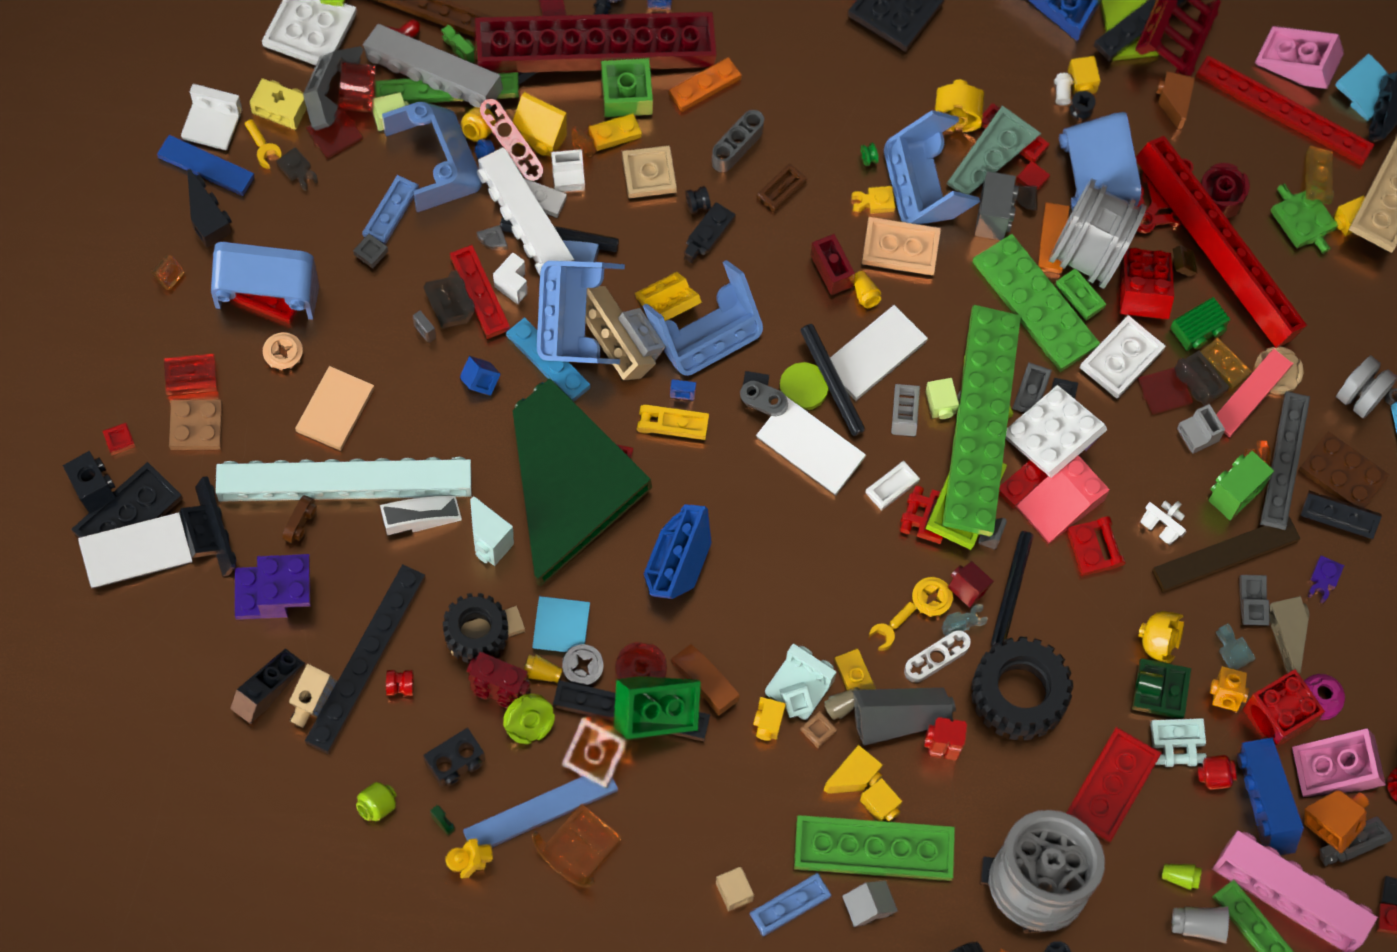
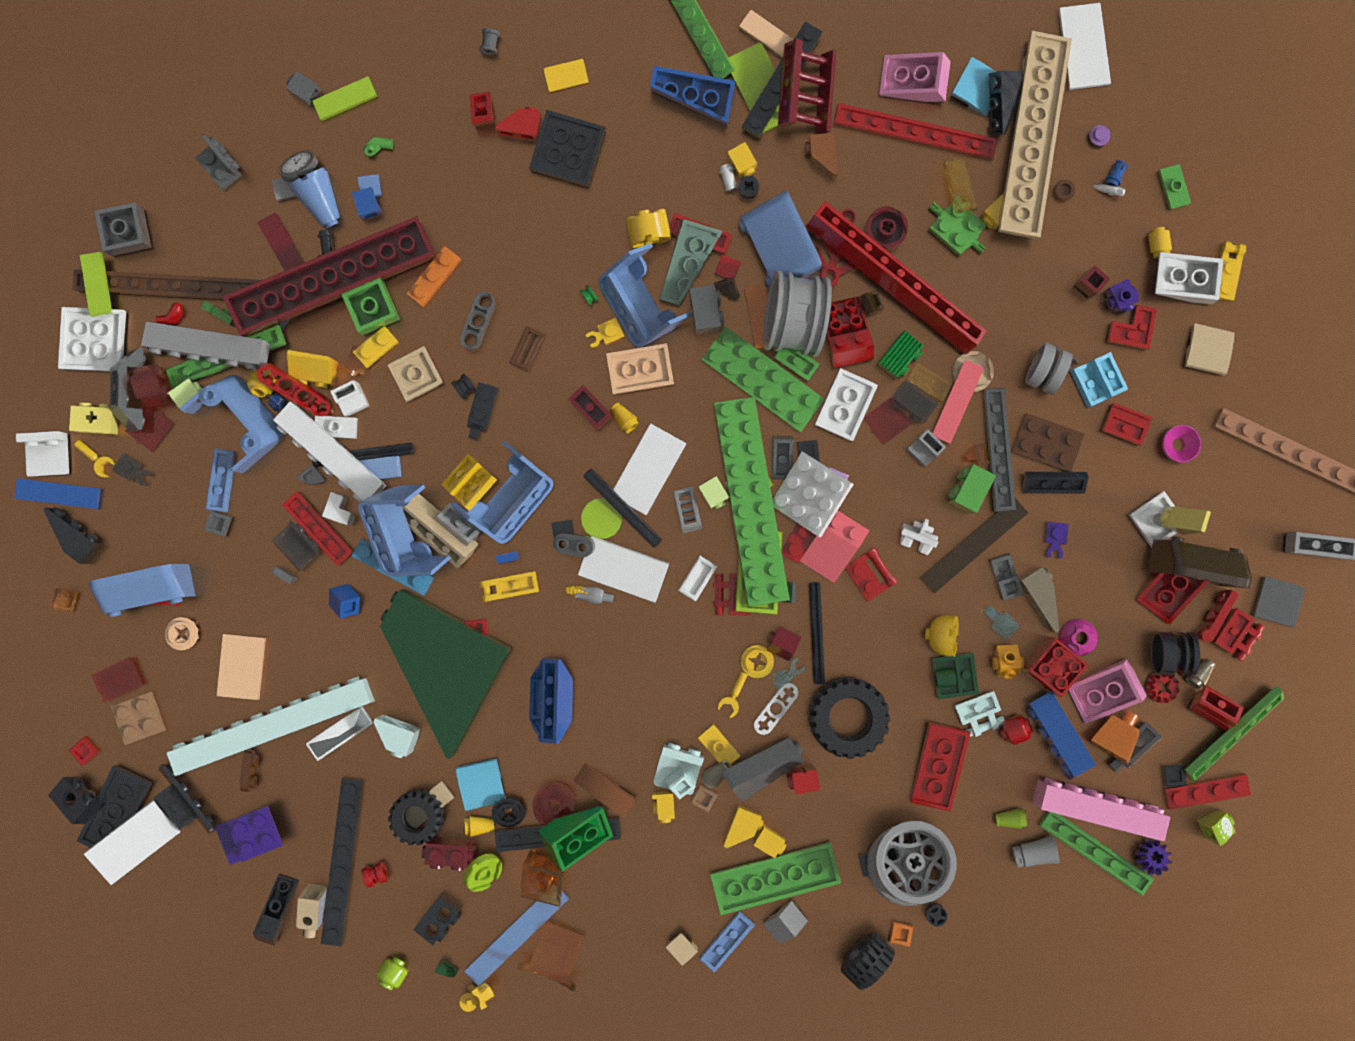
camera: 10 degrees left, 20 degrees up
(763, 460) = (589, 594): none -> light grey piece

